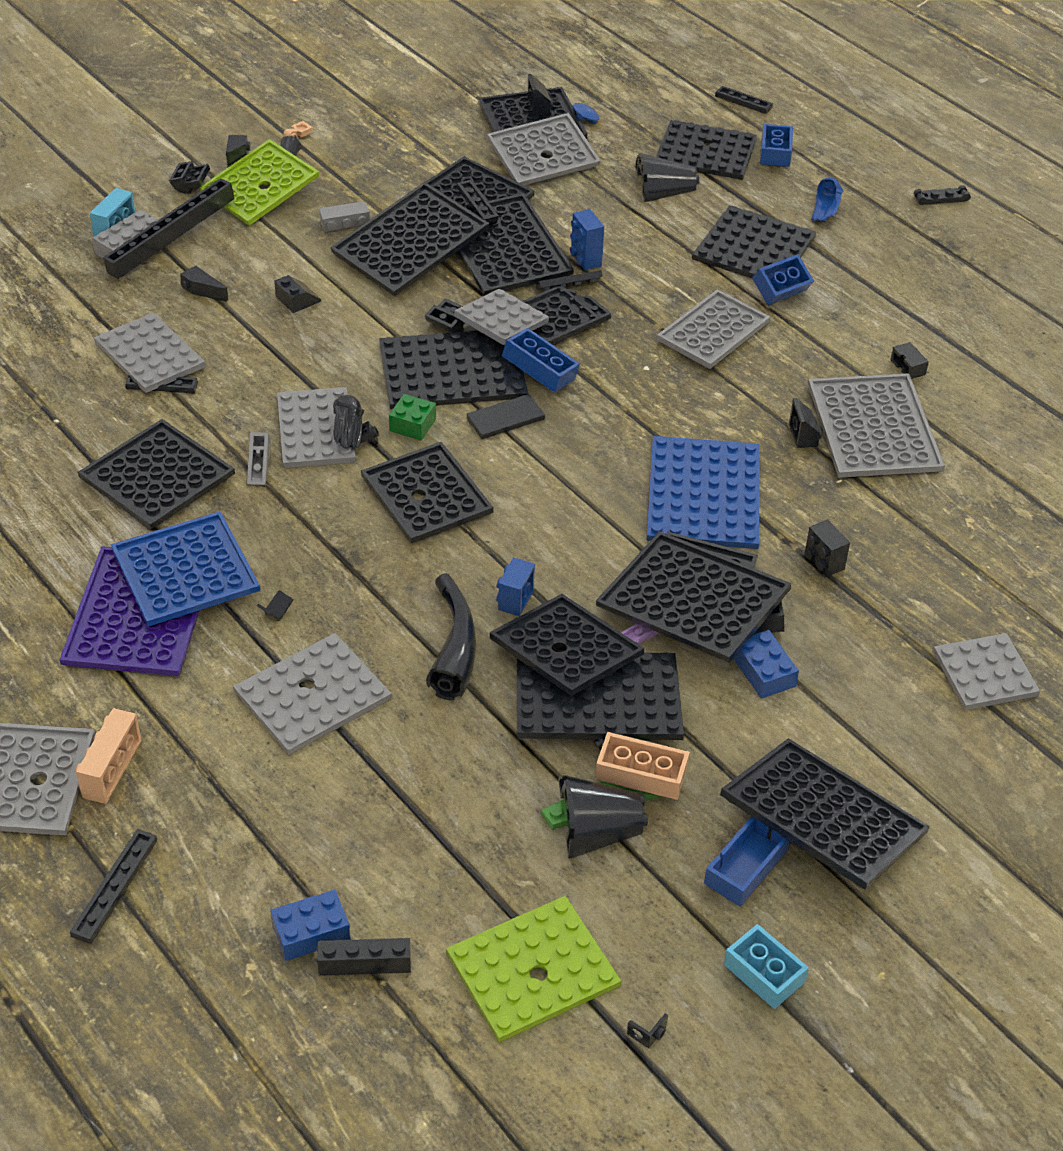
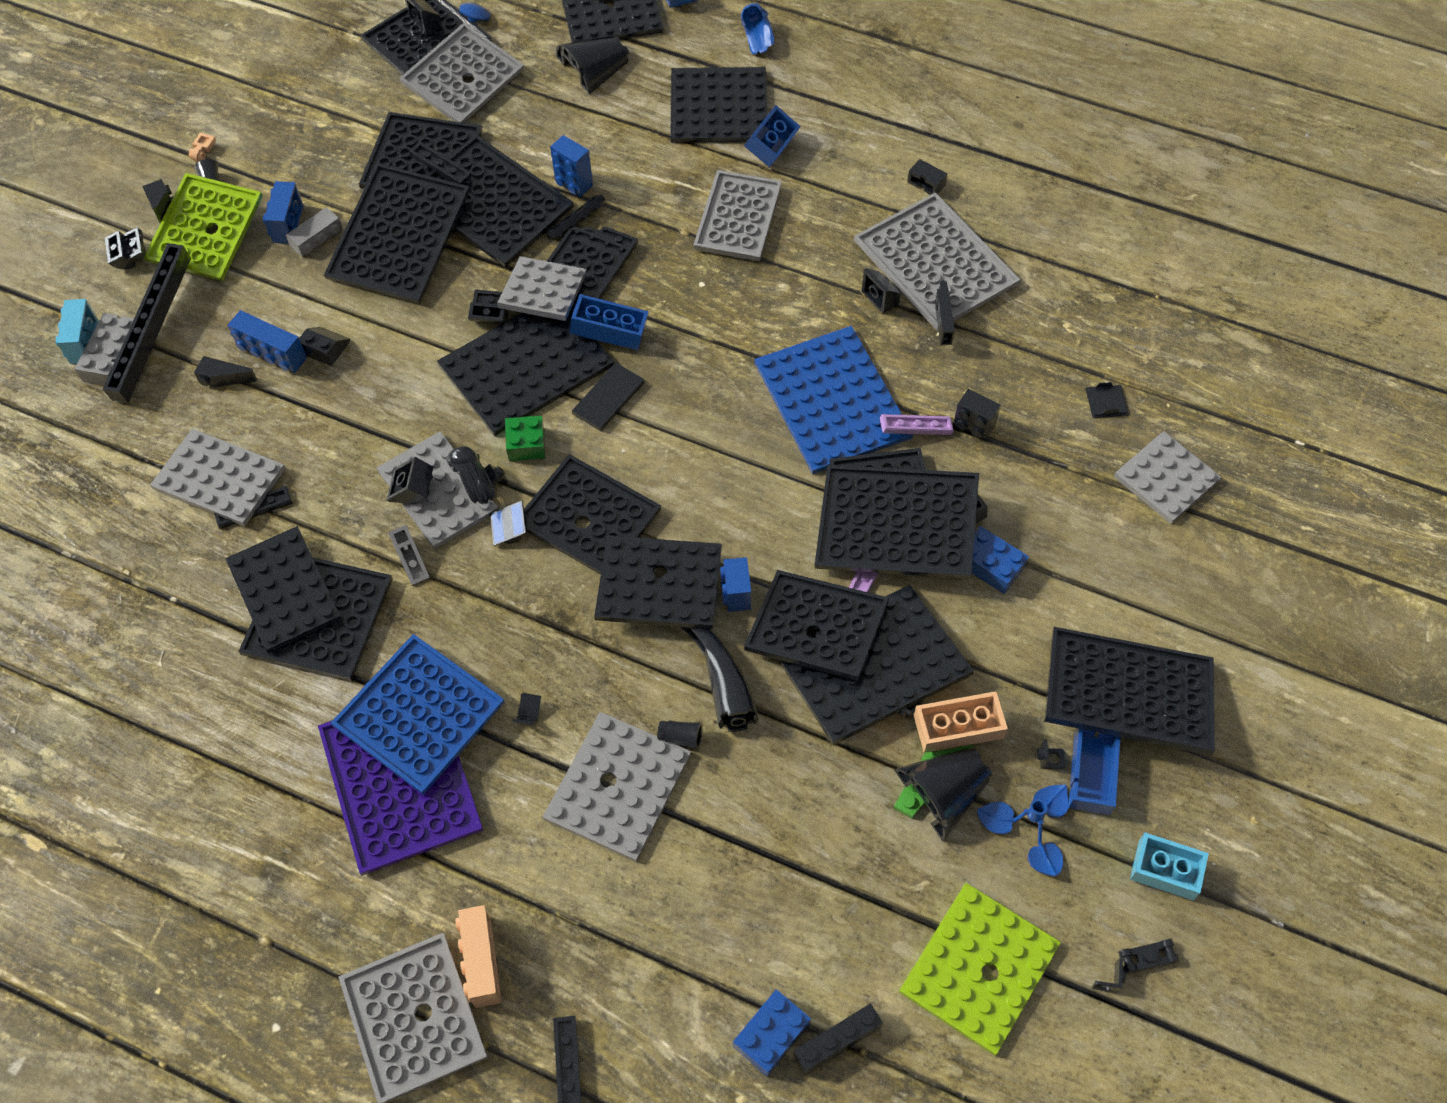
camera: 25 degrees left, 15 degrees up
(142, 443) = (283, 589): none -> black plate
(251, 273) = (267, 341): none -> blue brick
(295, 408) = (410, 482): none -> black slope
(328, 191) = (283, 211): none -> blue brick
(354, 471) = (508, 524): none -> piece
(393, 676) = (681, 733): none -> black plant
(462, 576) = (678, 599): none -> black plate
(634, 861) = (1049, 800): none -> blue plant
(698, 1032) = (1148, 956): none -> black plate
(709, 833) = (1042, 755): none -> black bracket
(766, 536) = (916, 424): none -> lavender tile
(848, 462) = (944, 314): none -> black hinge
(967, 590) = (1106, 400): none -> black piece

